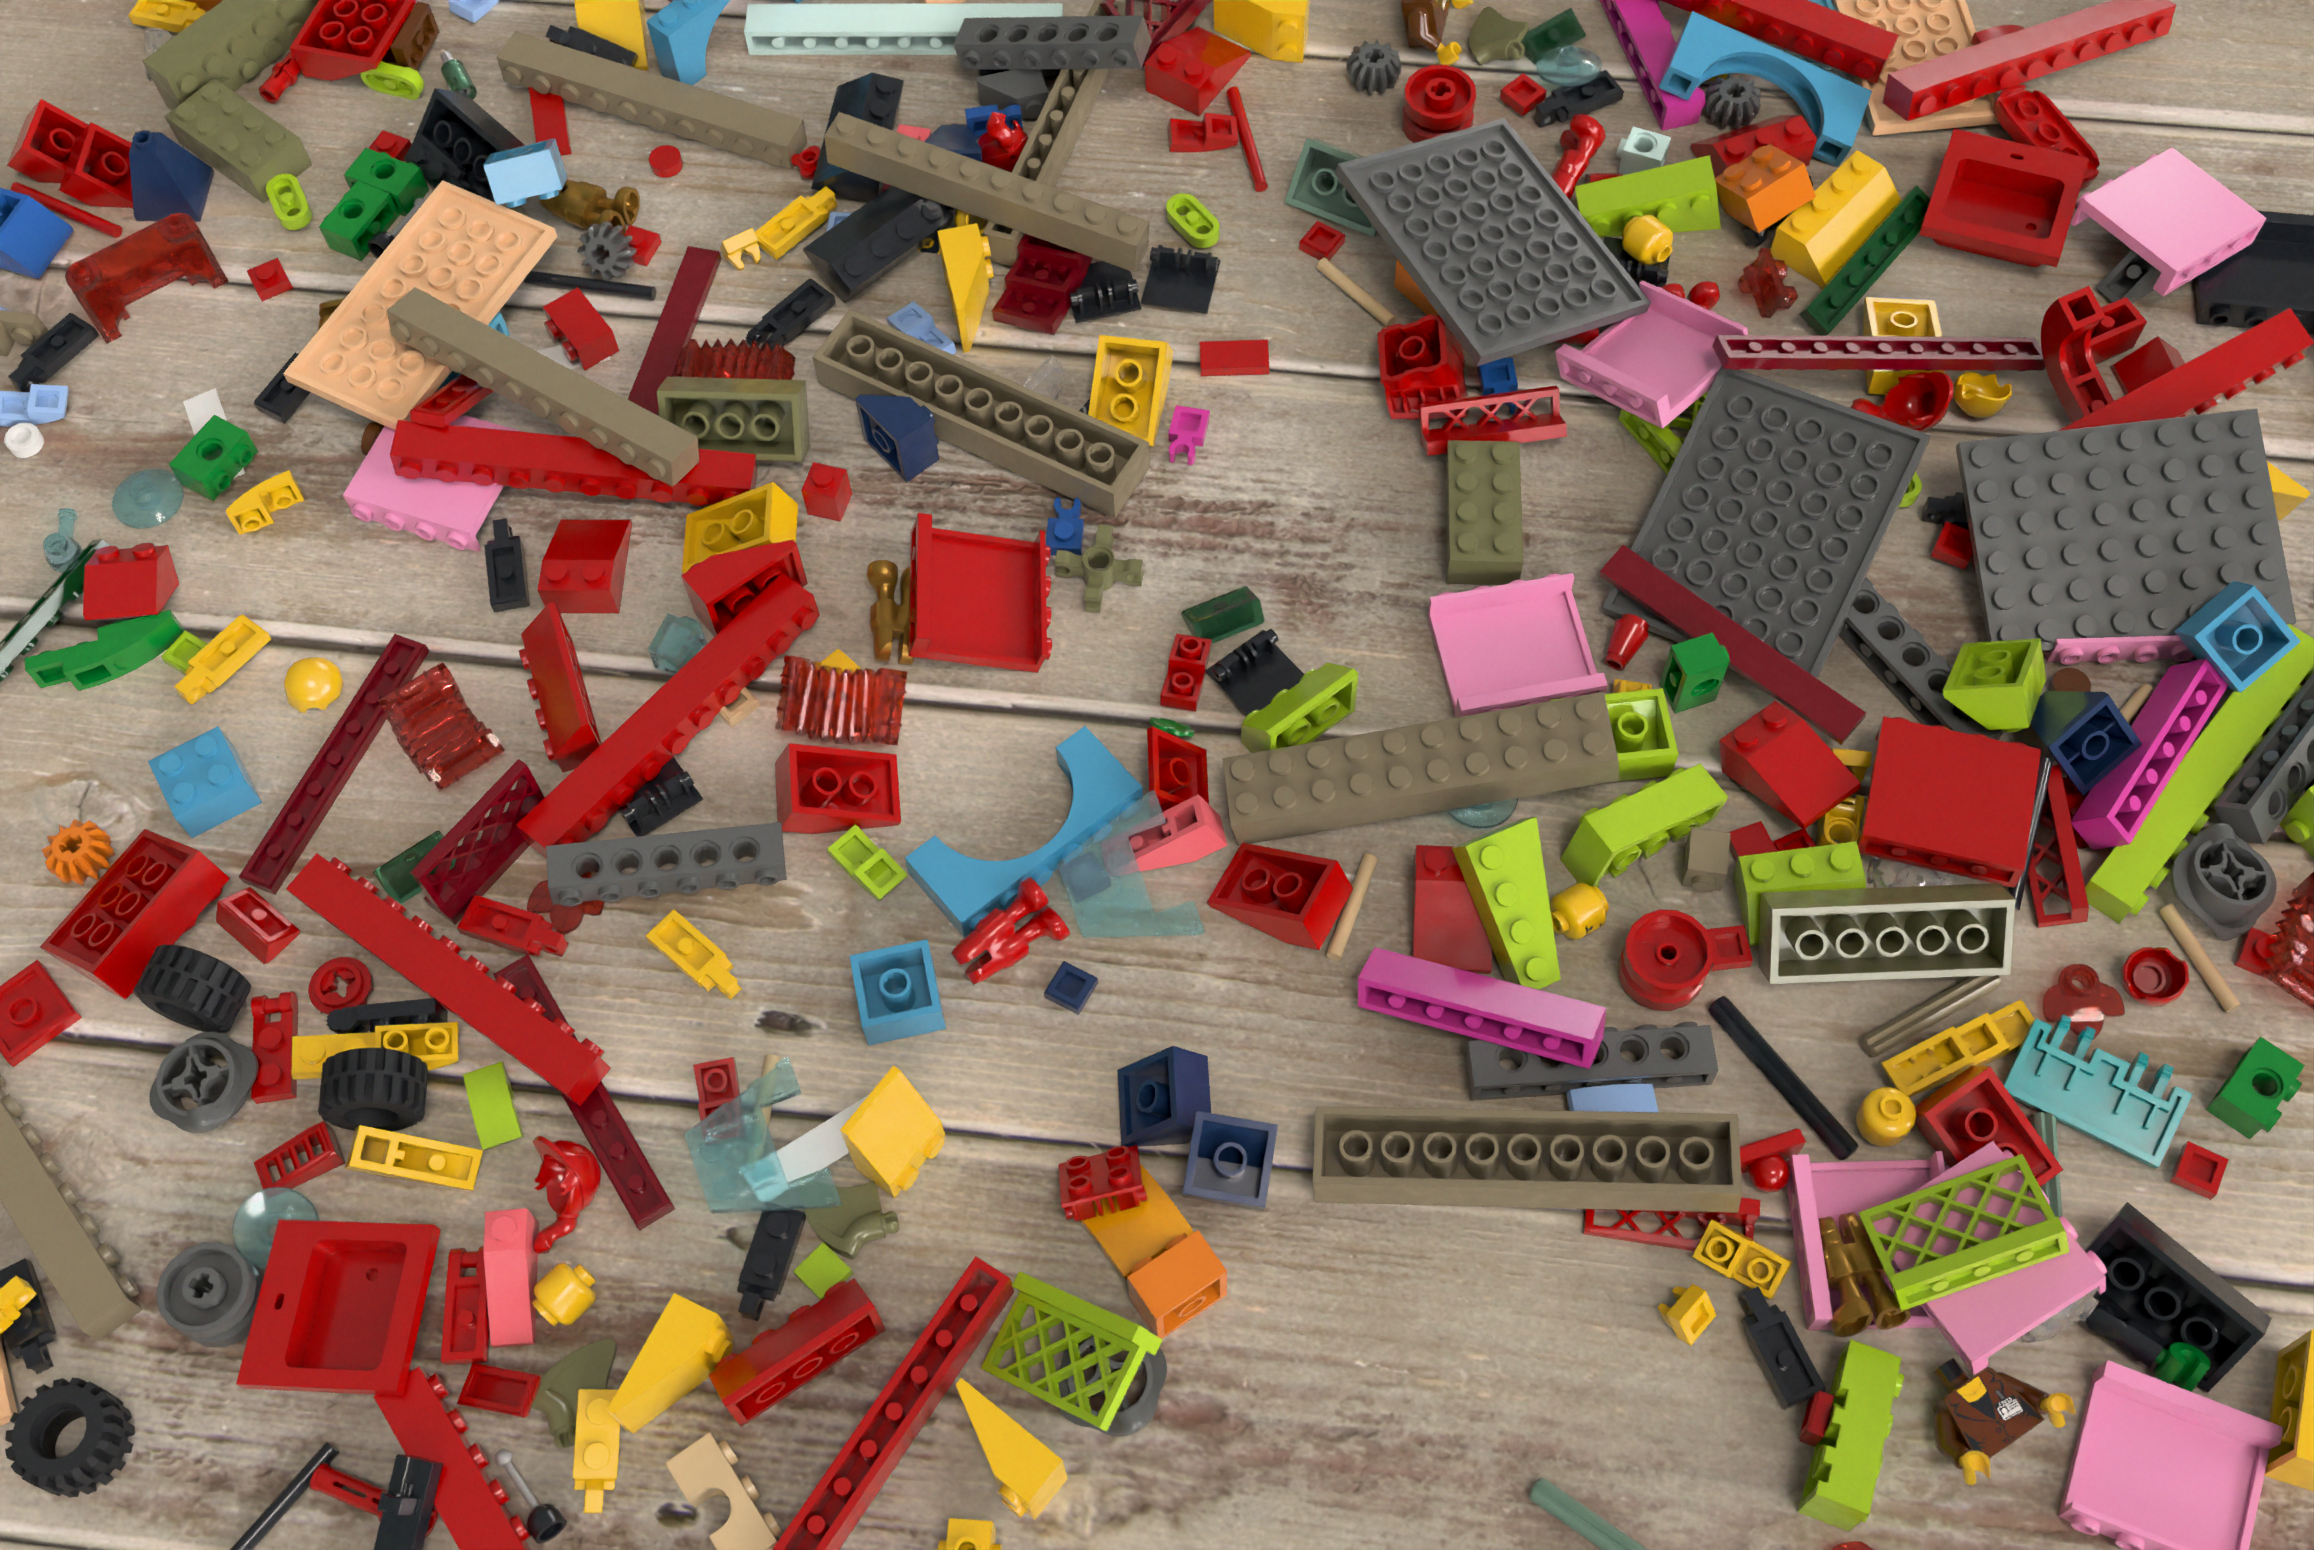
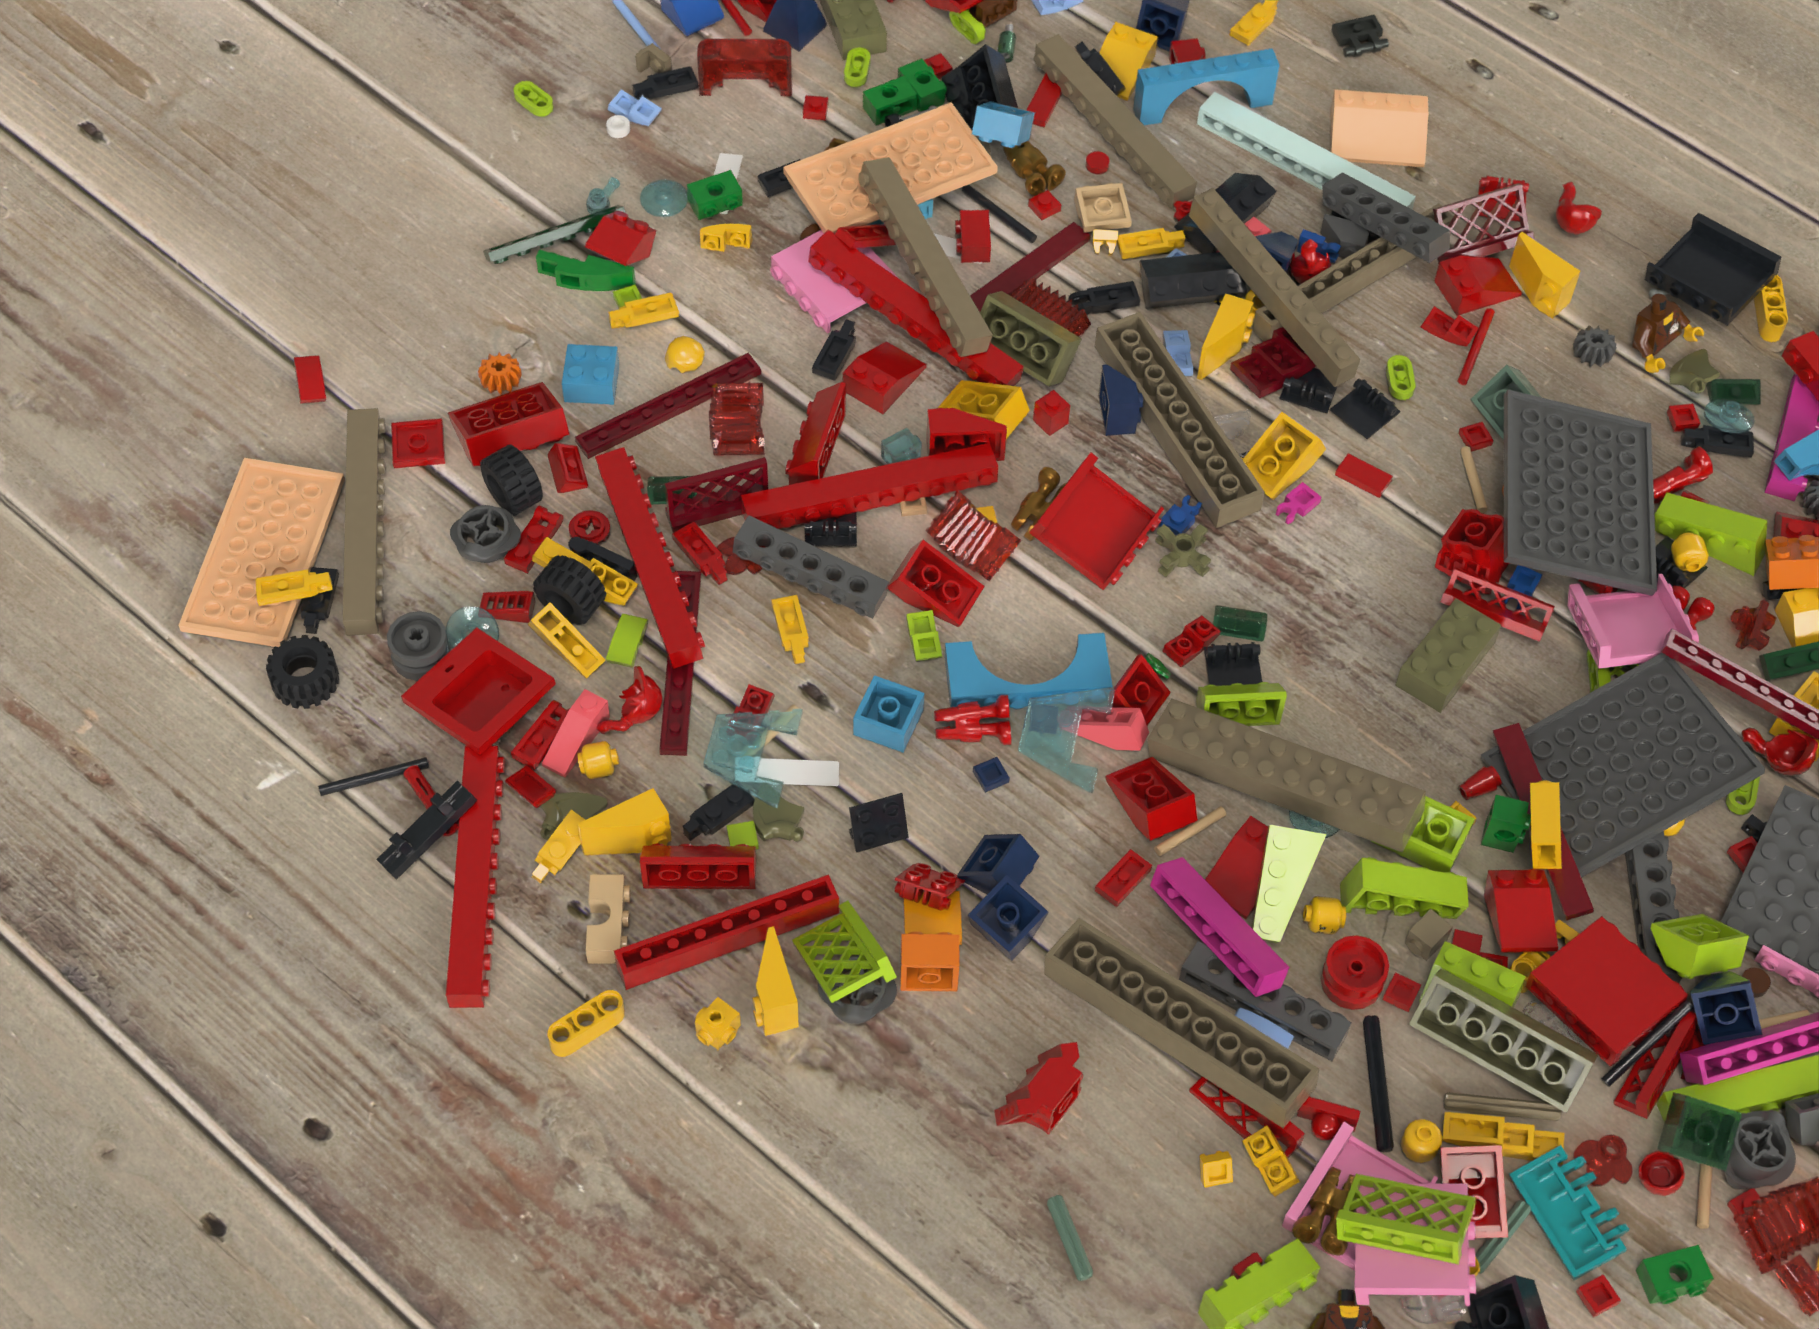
camera: 30 degrees right, 5 degrees down
(543, 1520) = (508, 866): black hinge -> none
(598, 258) = (1021, 197): dark grey gear -> none
(711, 210) = (1102, 207): none -> tan plate
(893, 1134) = (829, 782): yellow slope -> none
(985, 1143) = (878, 822): none -> black hinge
(1320, 1017) = (1123, 878): none -> red plate
(1426, 1355) = (1045, 1091): none -> red slope
(1437, 102) = (1617, 390): red wheel -> none
(1512, 645) = (1408, 741): bright pink panel -> none
(1642, 151) = (1735, 496): light aqua brick -> none
(1754, 647) = (1545, 825): none -> yellow brick
(1779, 1350) = (1253, 1221): black hinge -> none
(2169, 902) = (1699, 1131): none -> clear green brick

